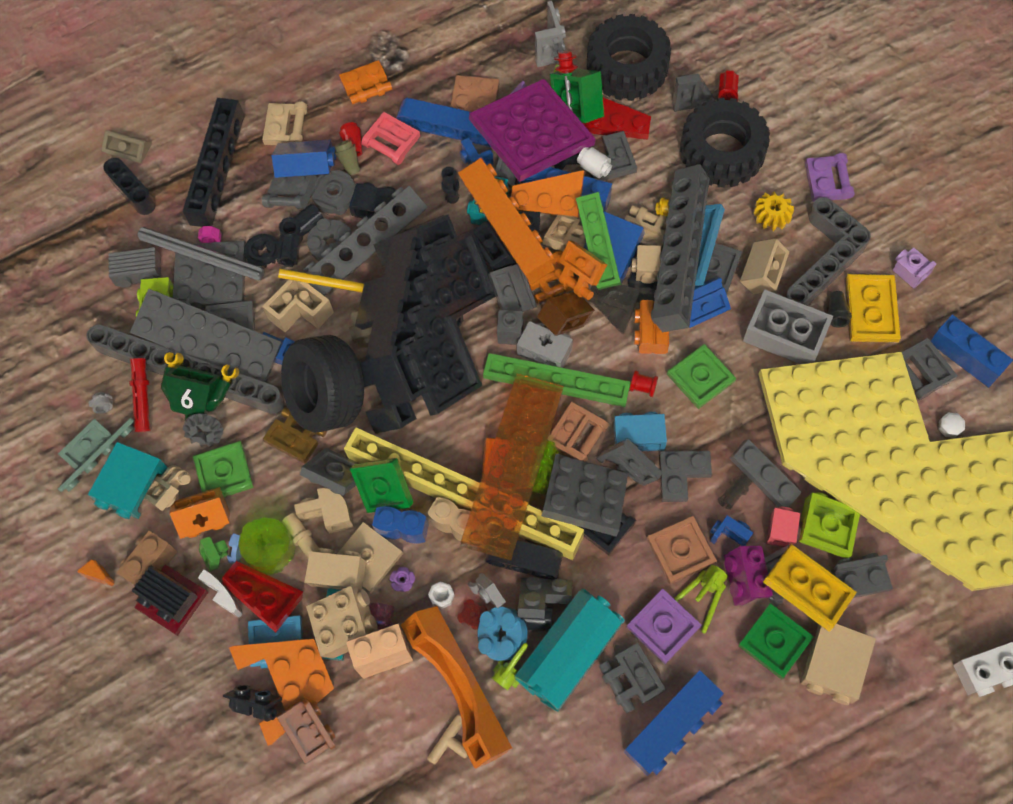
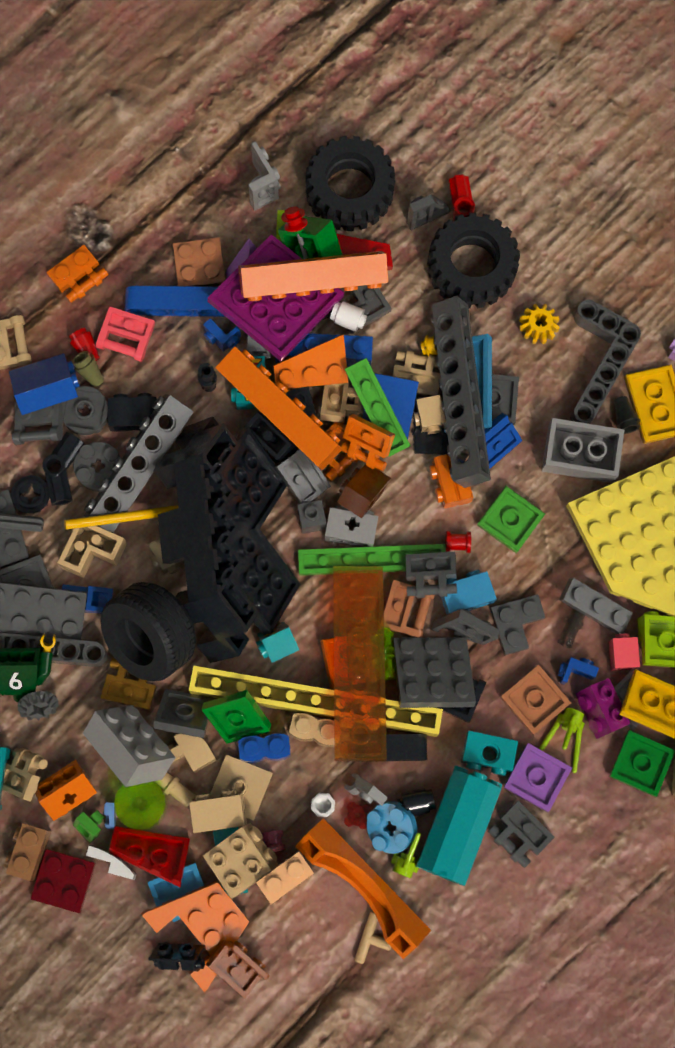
camera: 25 degrees left, 10 degrees up
(164, 594) = (60, 881): black brick -> none
(224, 468) = (66, 740): bright green plate -> none
(270, 483) = (129, 745): none -> light grey brick
(403, 586) = (274, 800): medium lavender plate -> none
(441, 427) = (278, 644): none -> teal brick
(537, 592) = (414, 777): dark grey plate -> none
(570, 112) = (313, 274): none -> orange brick
(608, 395) = (430, 567): none -> dark grey plate
(613, 574) = (504, 751): none -> teal brick
(616, 304) = (410, 465): clear smoke wing -> none
(672, 724) = (570, 866): blue brick -> none
(764, 266) = (545, 389): tan brick -> none
(821, 177) = (577, 272): medium lavender plate -> none

